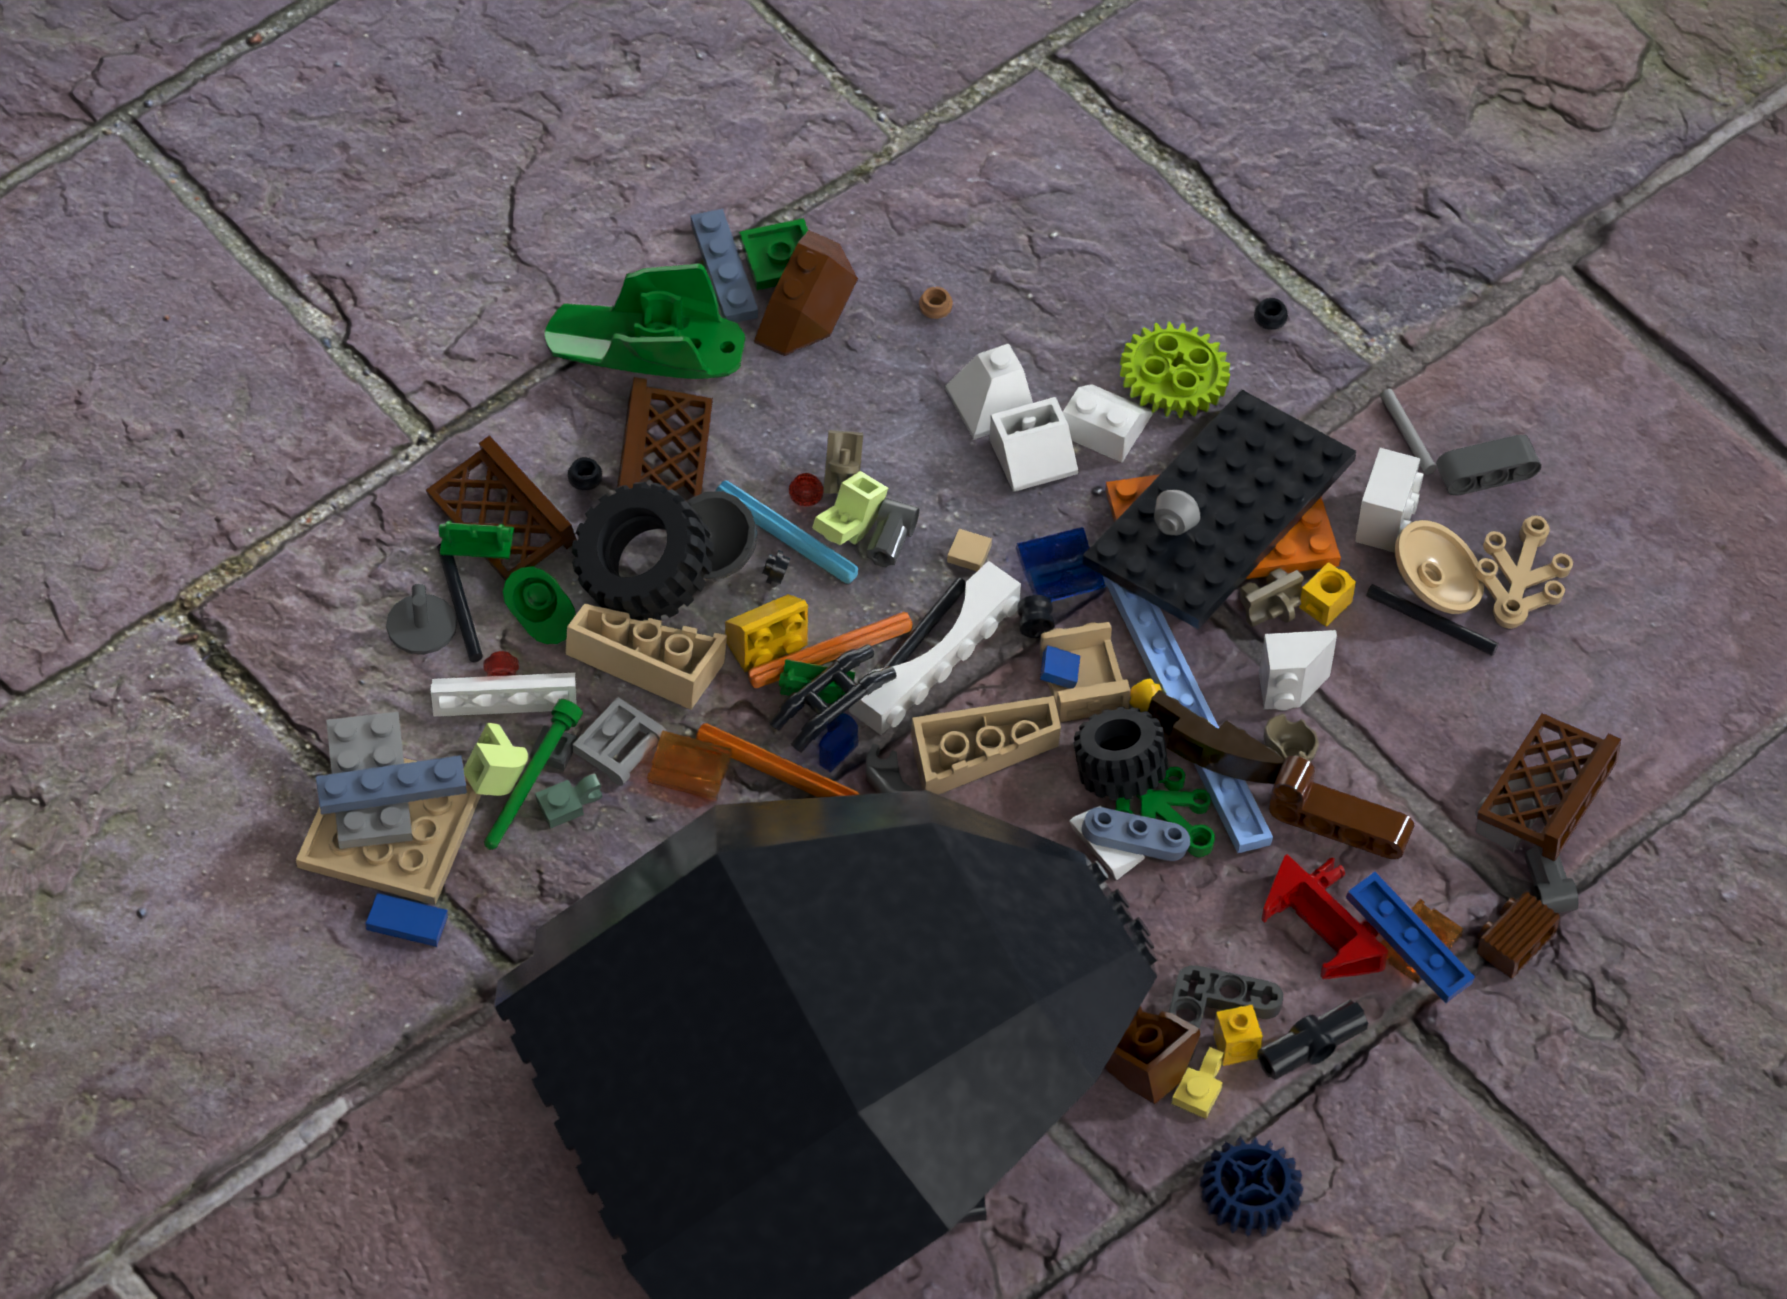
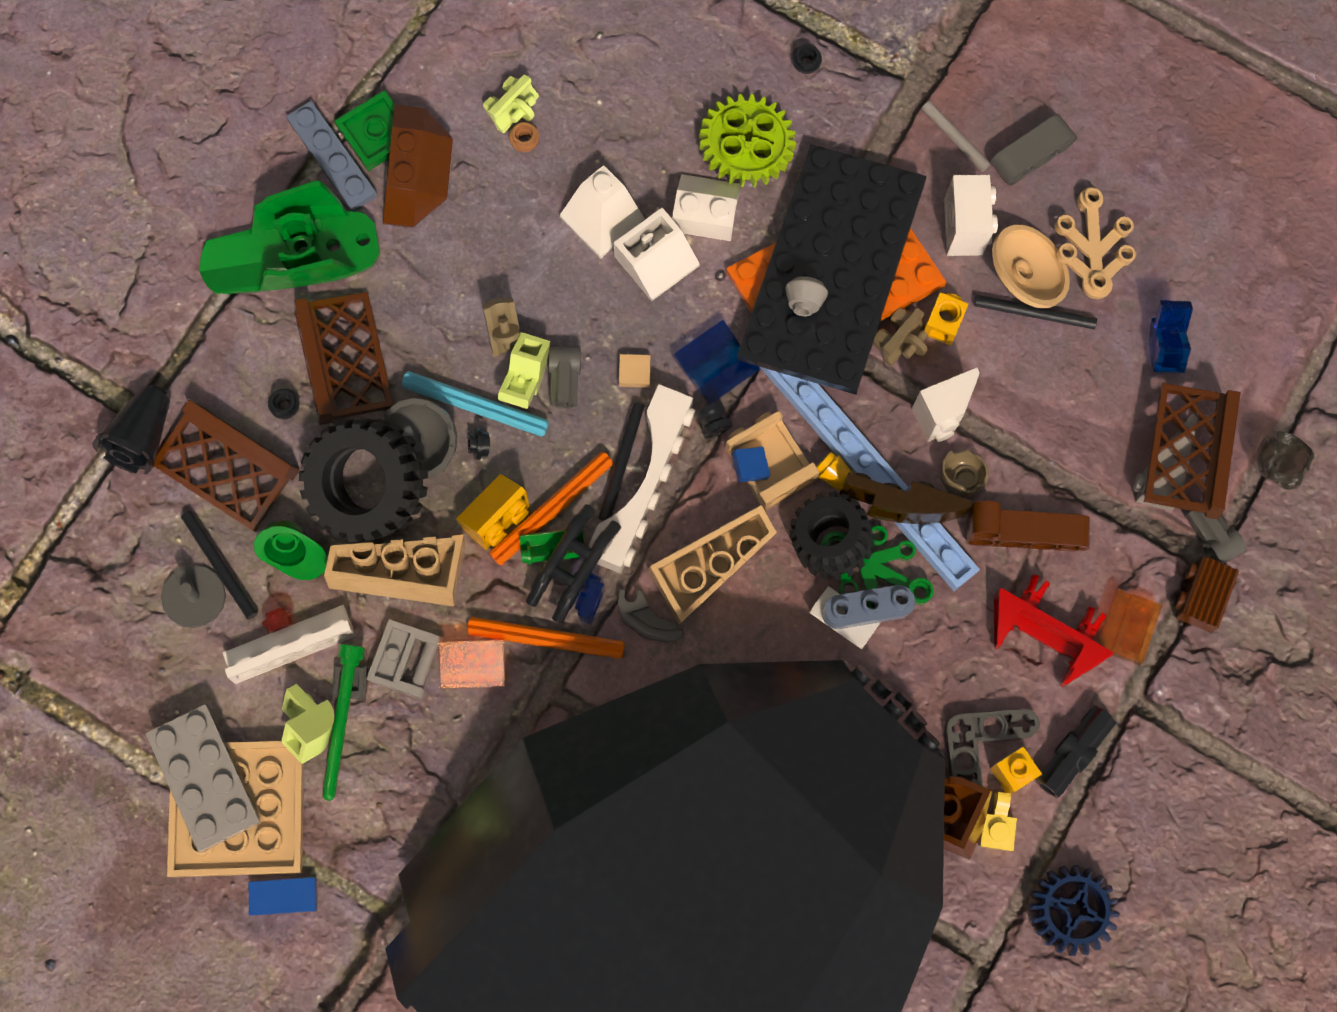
camera: 20 degrees left, 20 degrees up
(391, 784) = (225, 785): sand blue plate -> none
(420, 452) = (135, 431): none -> black cone
(476, 540) = (212, 504): green hinge -> none
(564, 803) = (376, 733): sand green plate -> none
(809, 483) = (477, 349): clear red plate -> none
(935, 268) = (514, 104): none -> yellowish green hips
(1410, 937) = (1128, 635): blue plate -> none
(1571, 676) = (1169, 336): none -> clear blue brick
(1653, 828) = (1284, 459): none -> clear smoke hair

